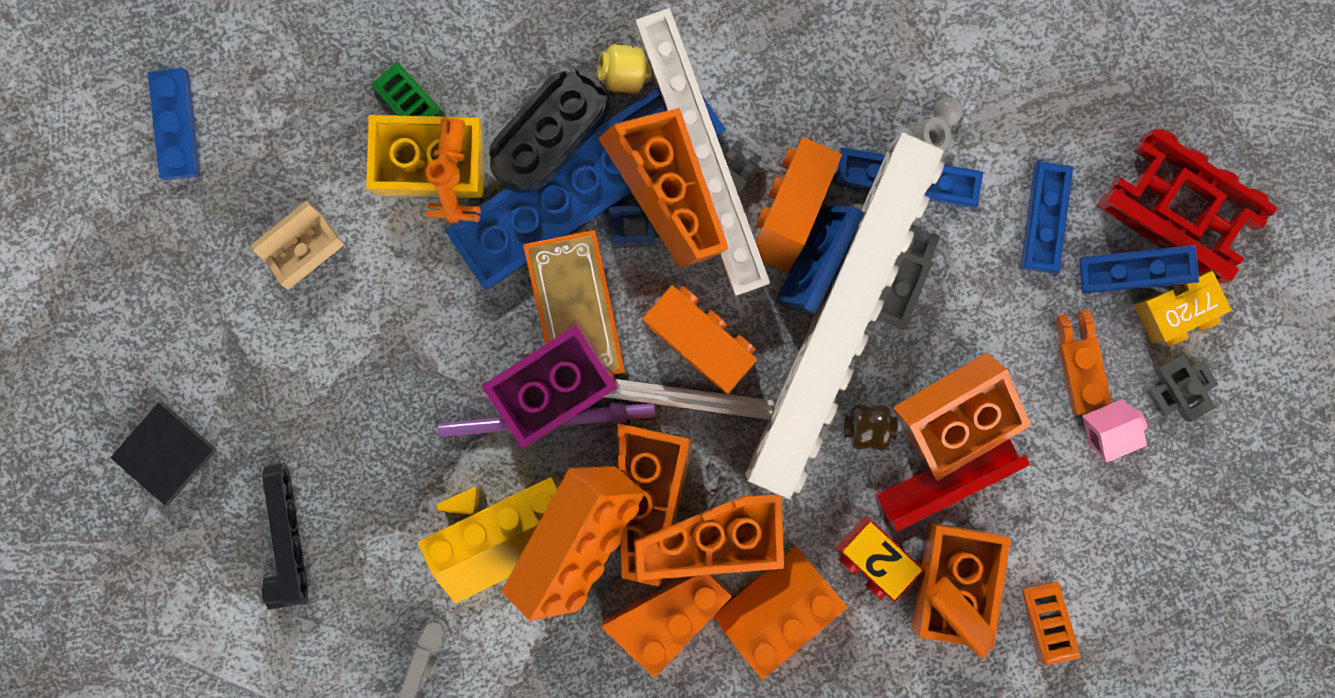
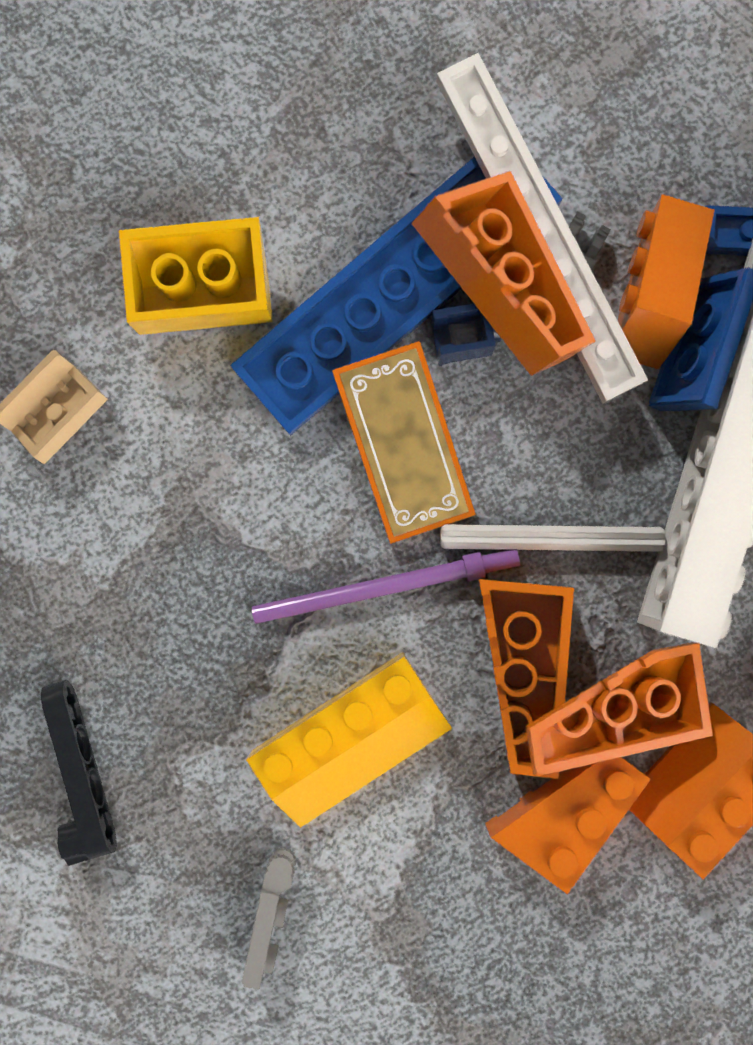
camera: 10 degrees left, 0 degrees up
(433, 110) = (172, 197): green slope -> none
(445, 174) = (226, 291): orange pin -> none
(463, 503) = (294, 702): yellow slope -> none
(548, 130) = (344, 227): black tile -> none
(550, 386) = (391, 543): magenta brick -> none
(572, 542) = (445, 737): orange brick -> none
(624, 69) = (427, 140): light yellow head -> none
(700, 338) = (571, 461): orange brick -> none

